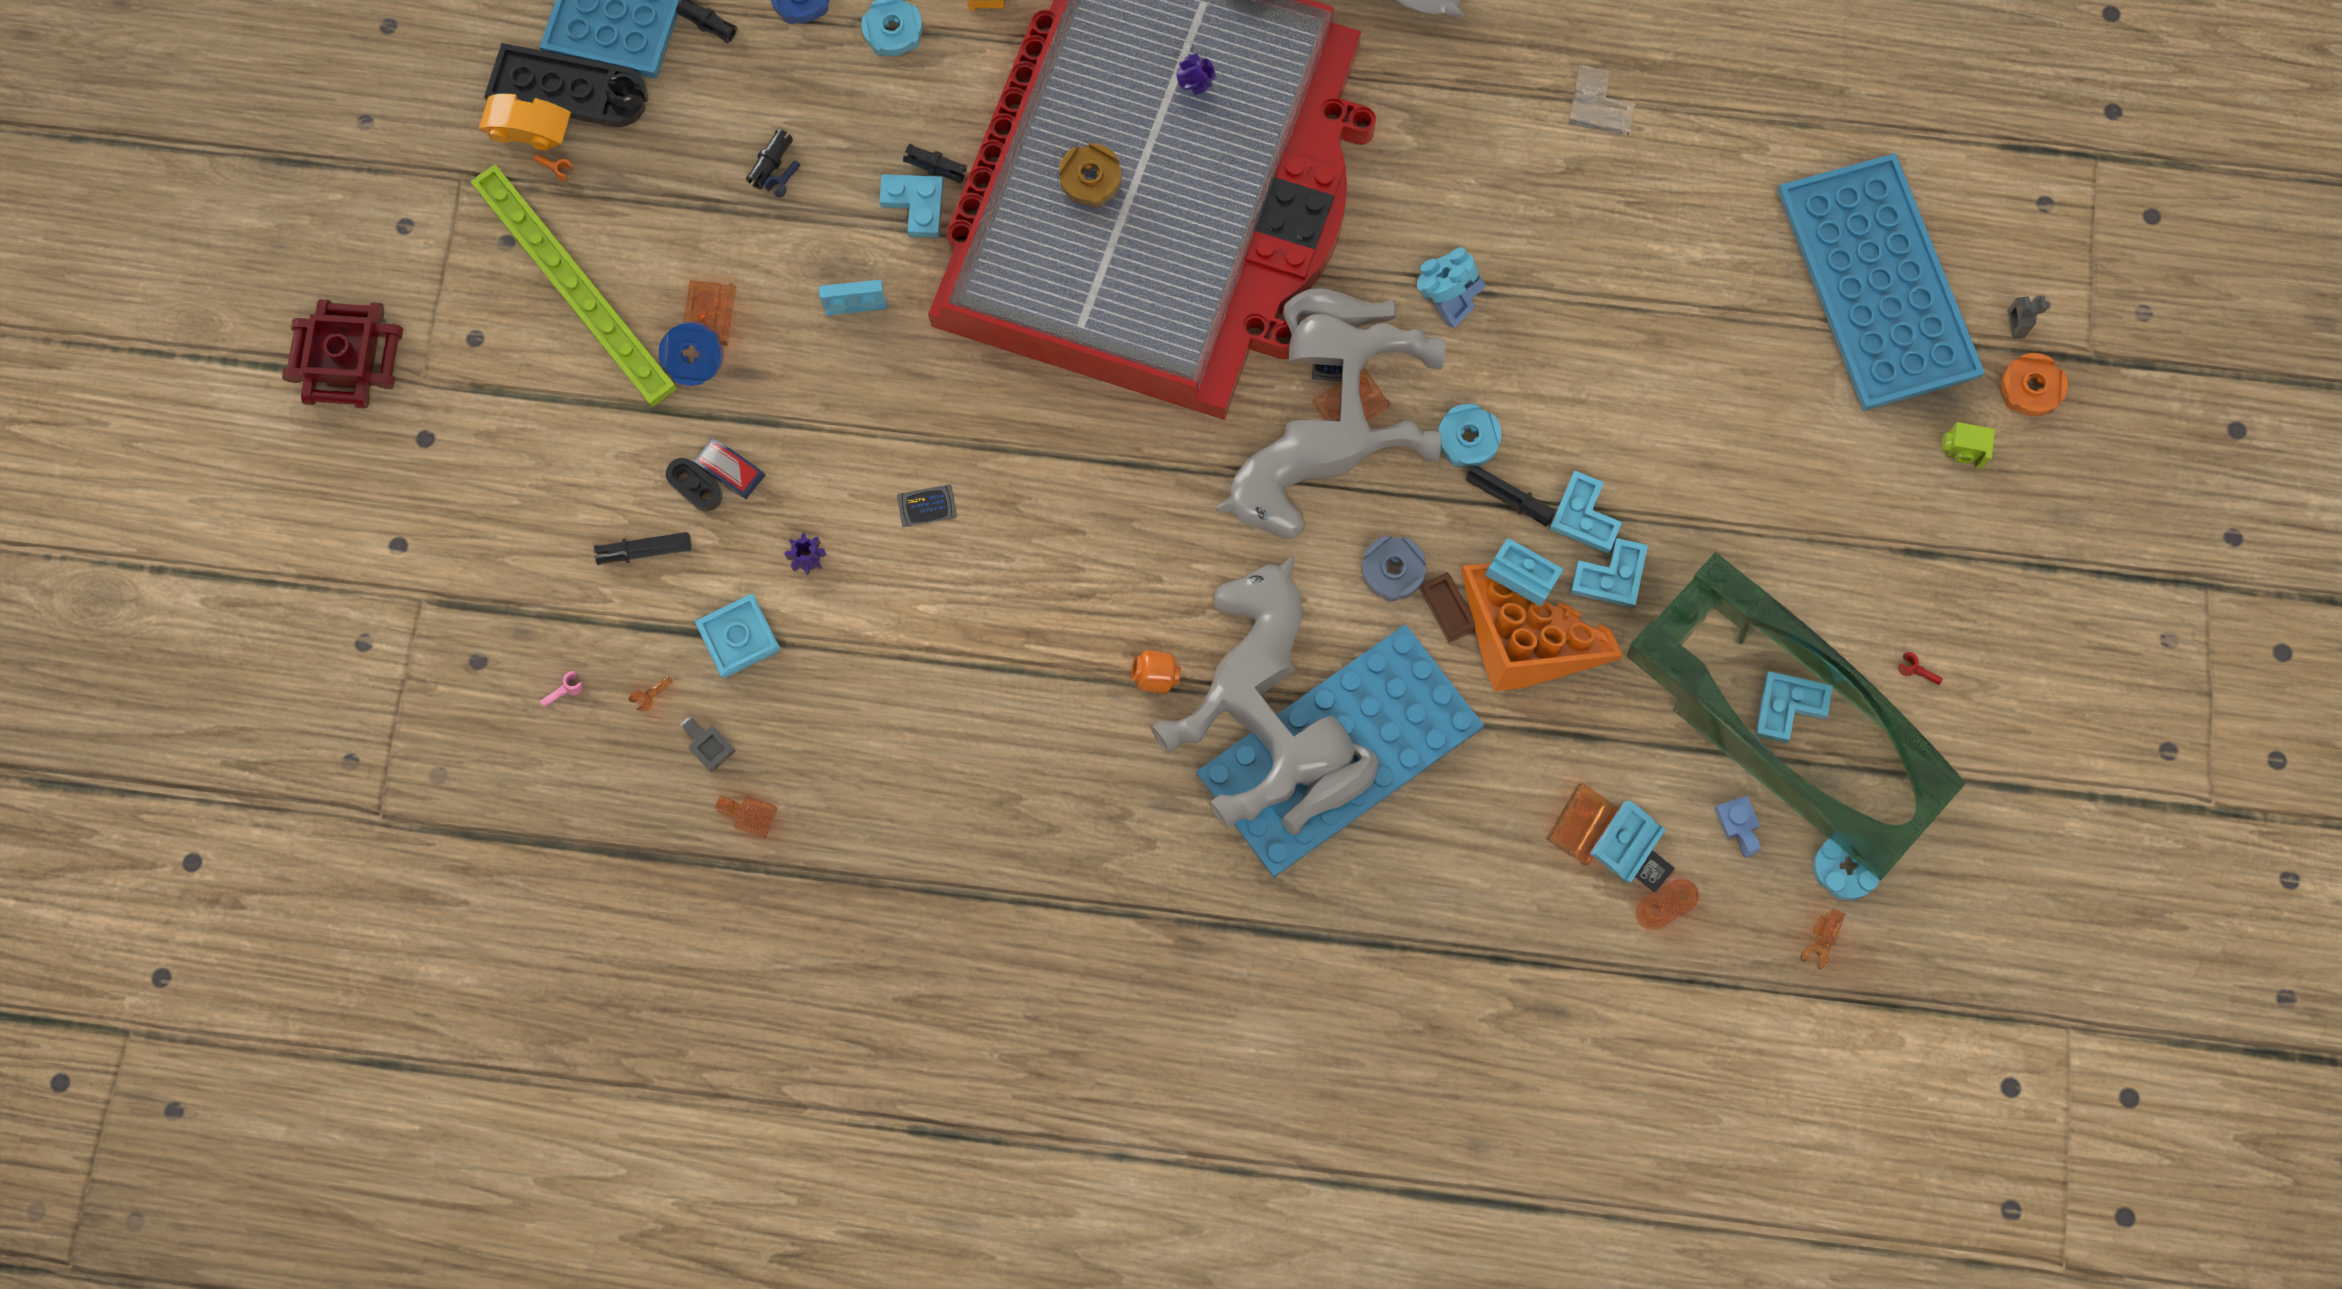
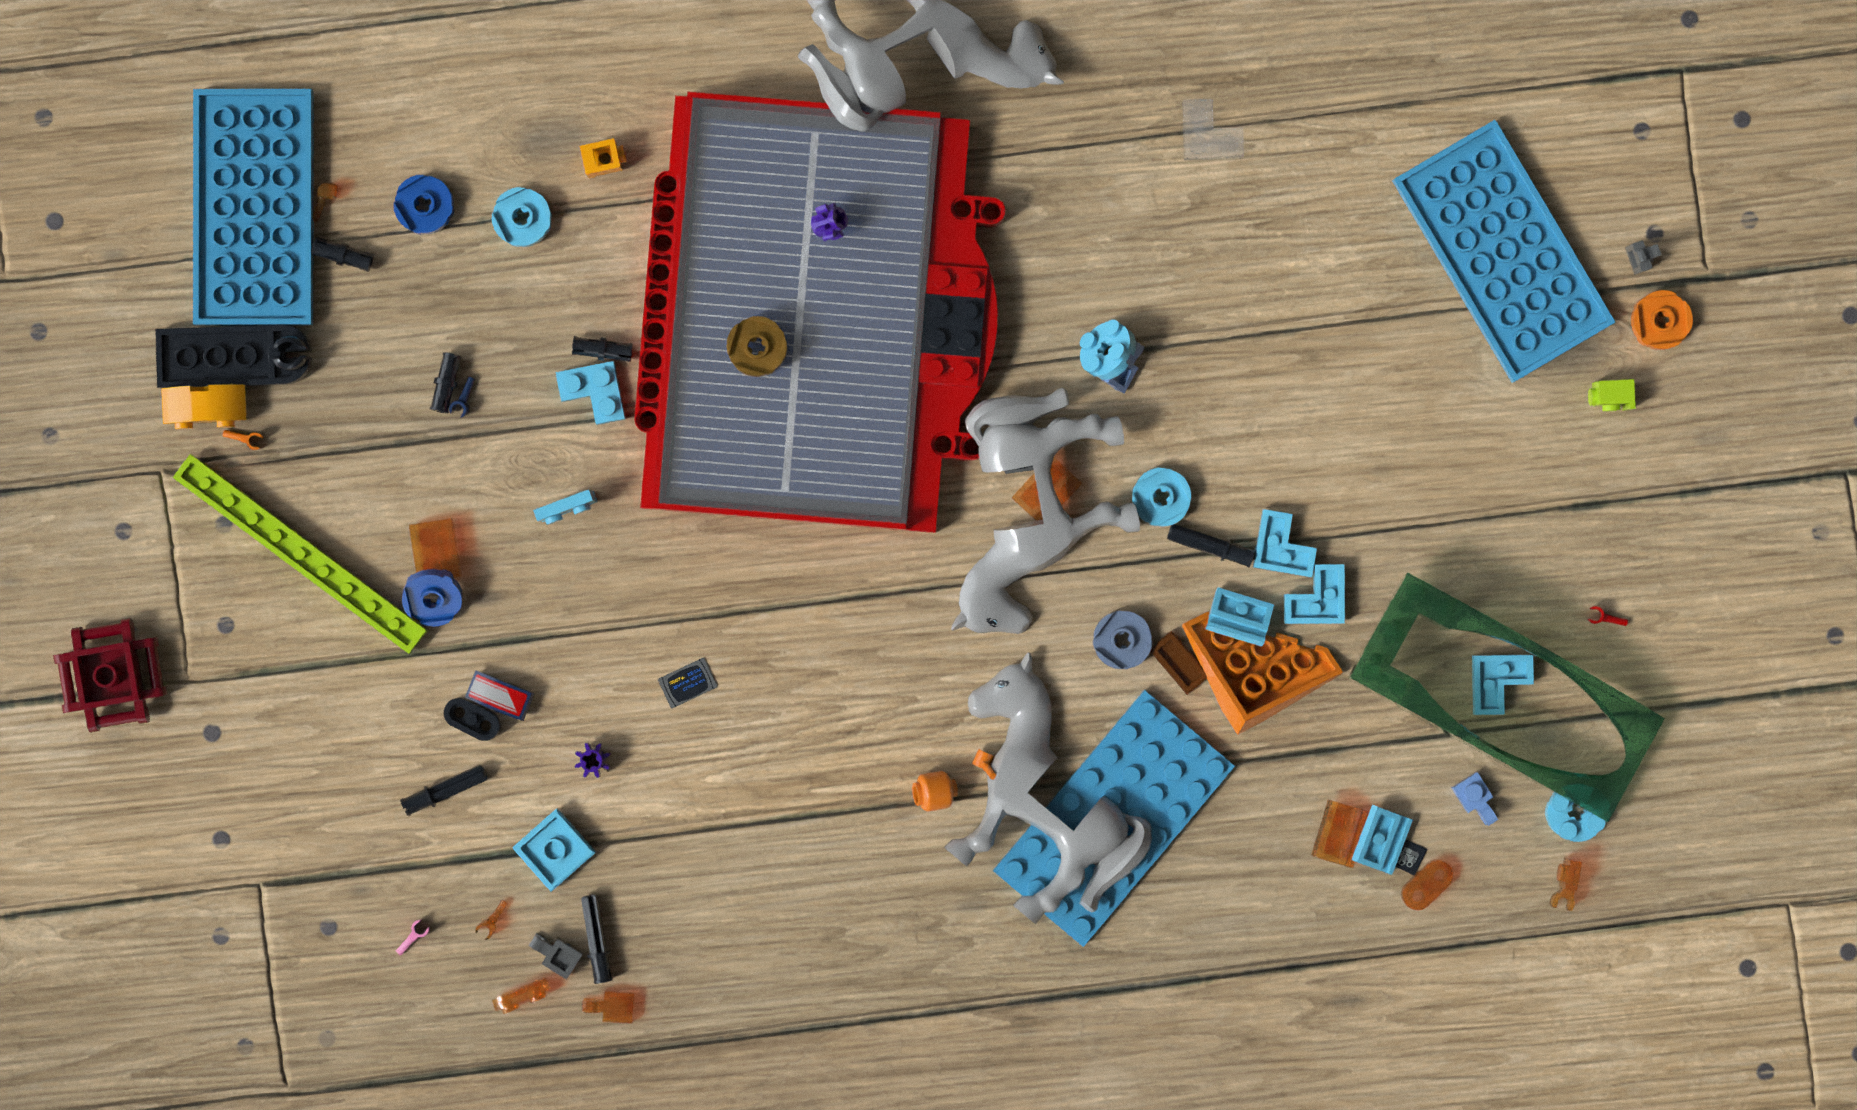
camera: 15 degrees left, 15 degrees up
(642, 778) = (533, 991): none -> clear orange plate
(753, 740) = (596, 939): none -> black axle
(1216, 654) = (984, 761): none -> orange hand

